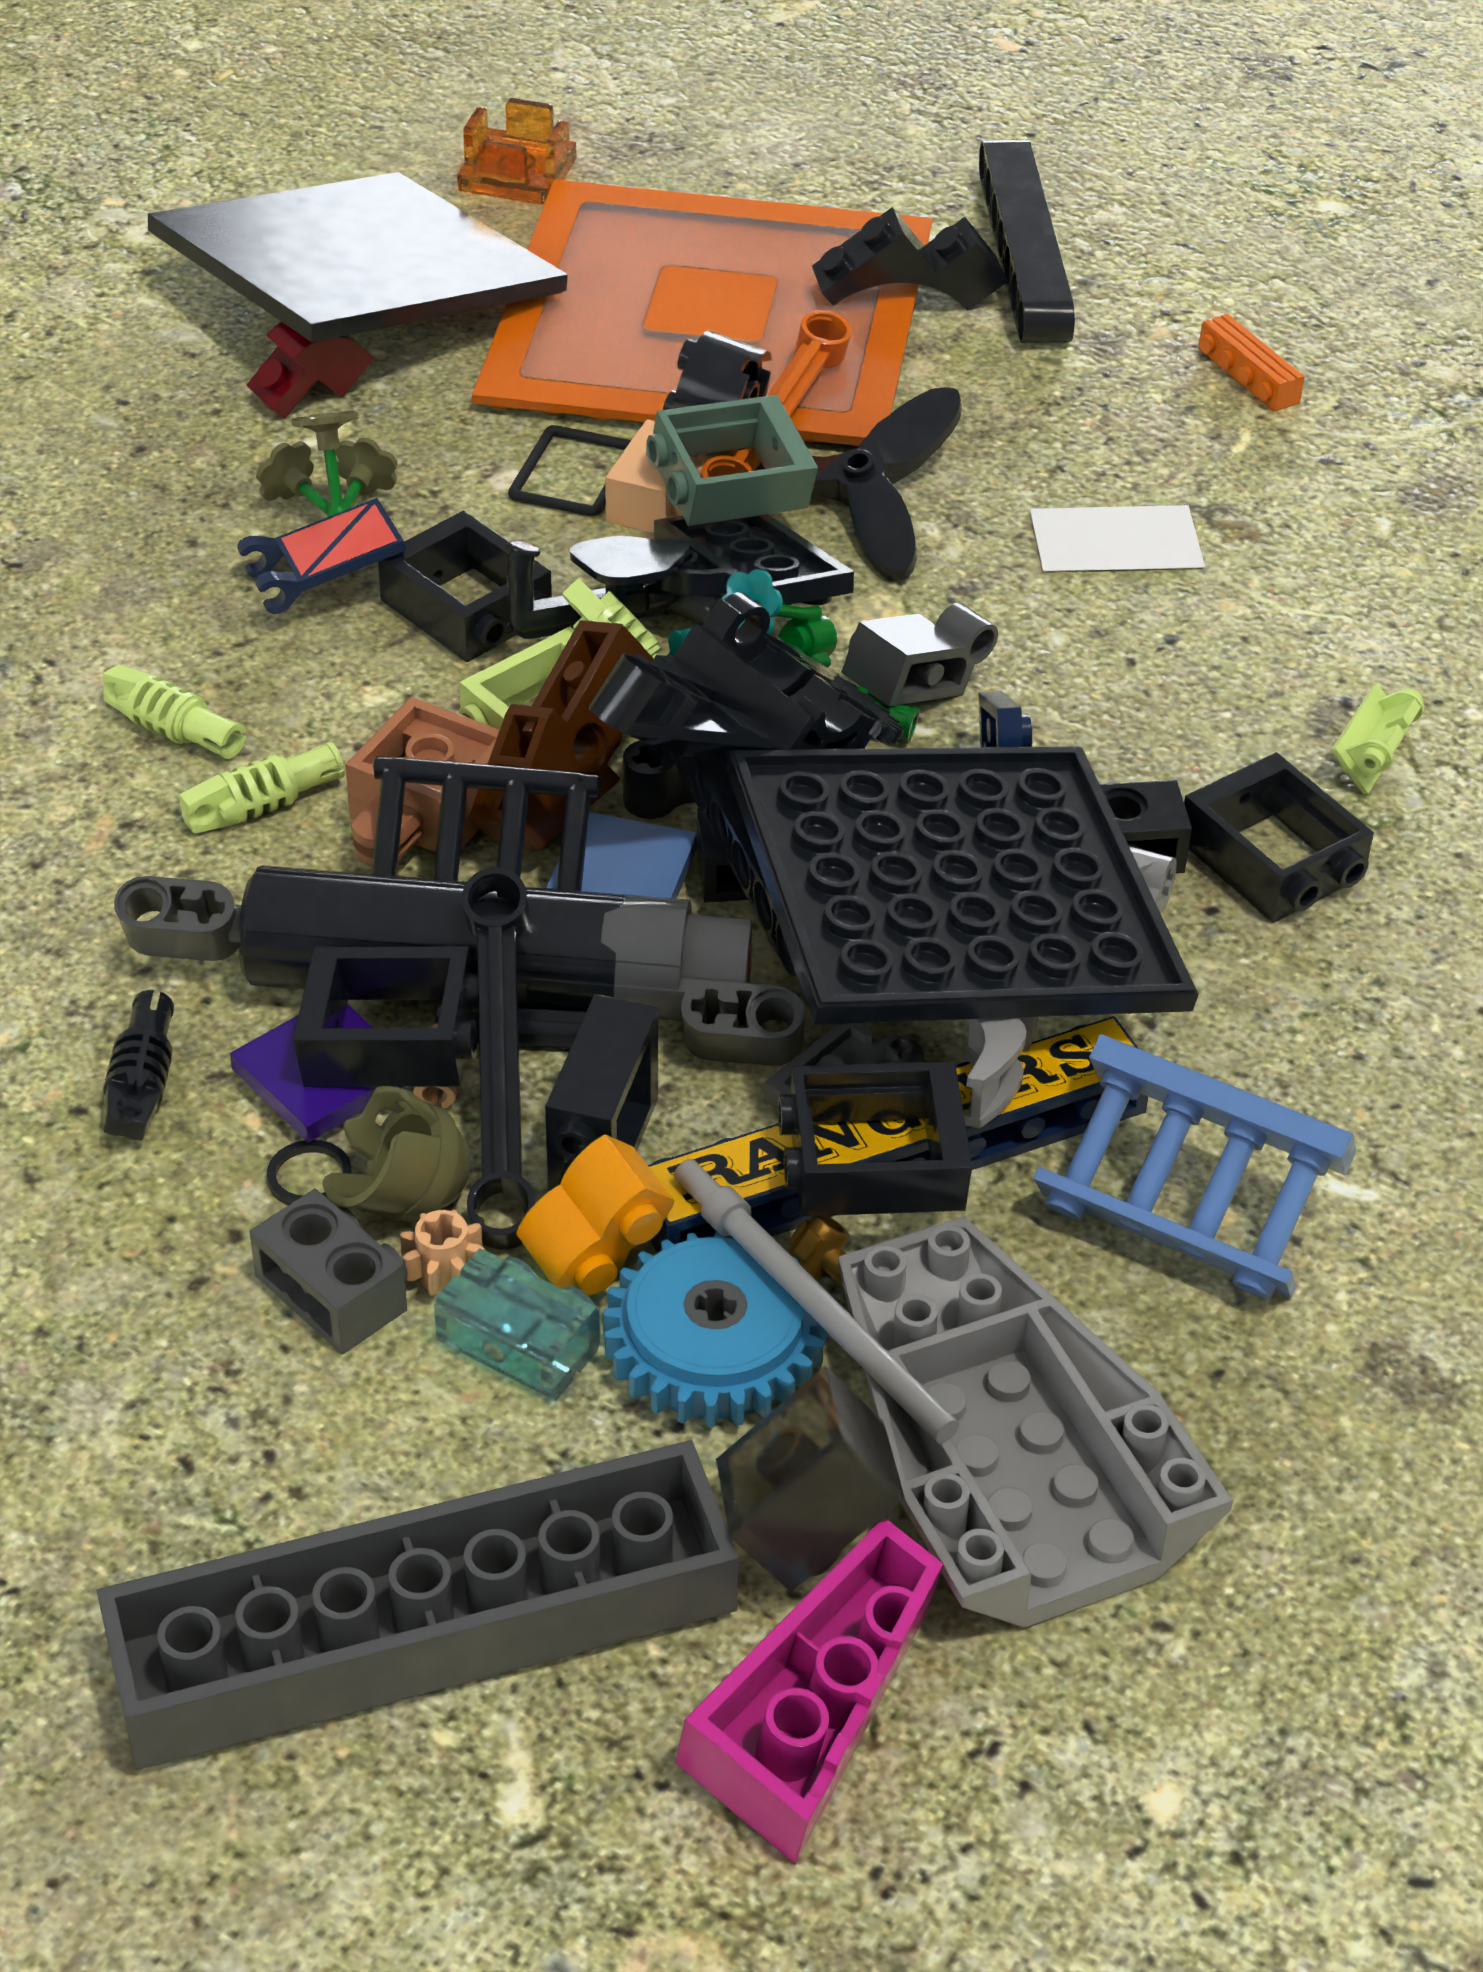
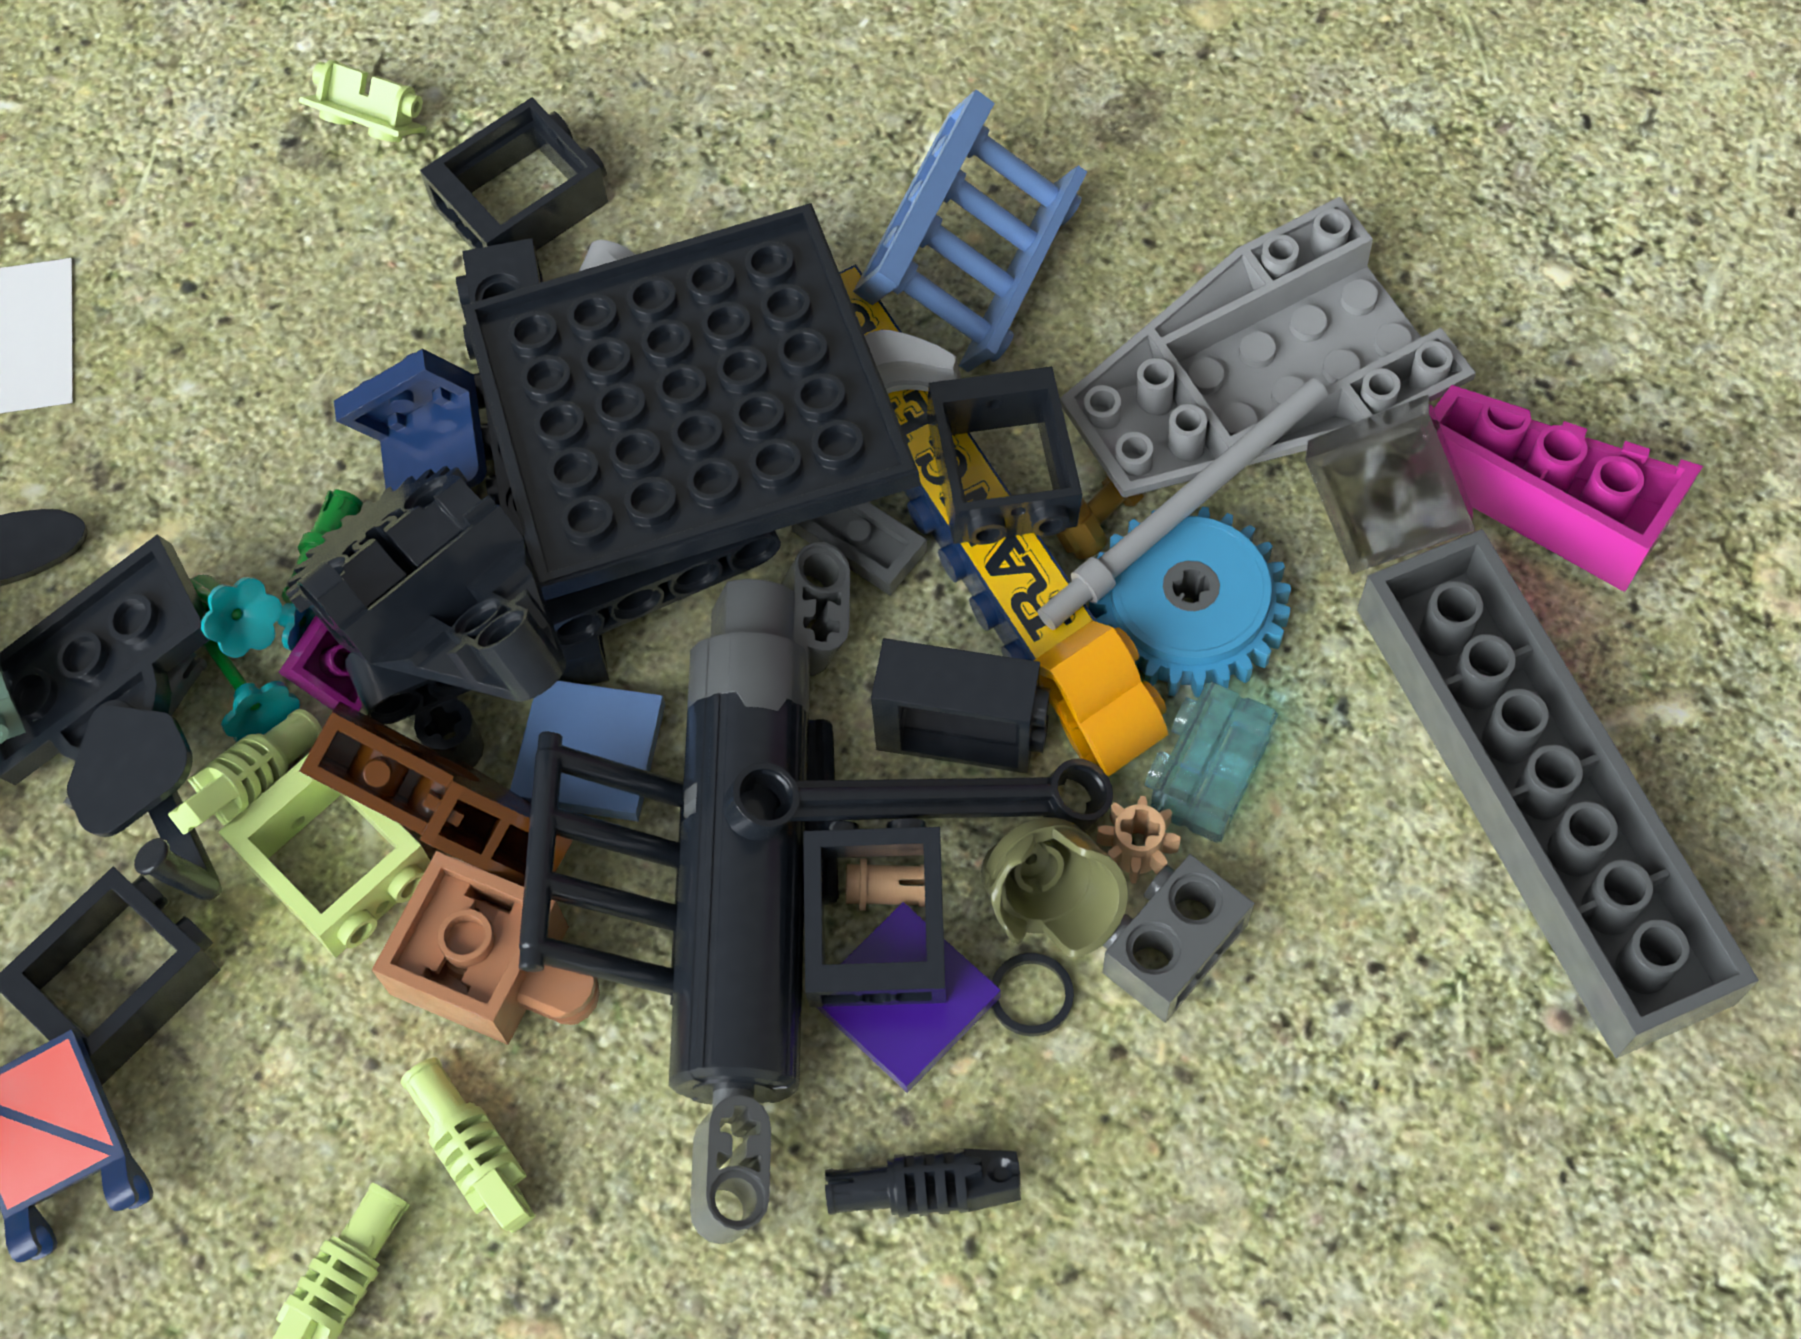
camera: 90 degrees left, 20 degrees up
(918, 660) = (260, 488): dark grey hinge -> none

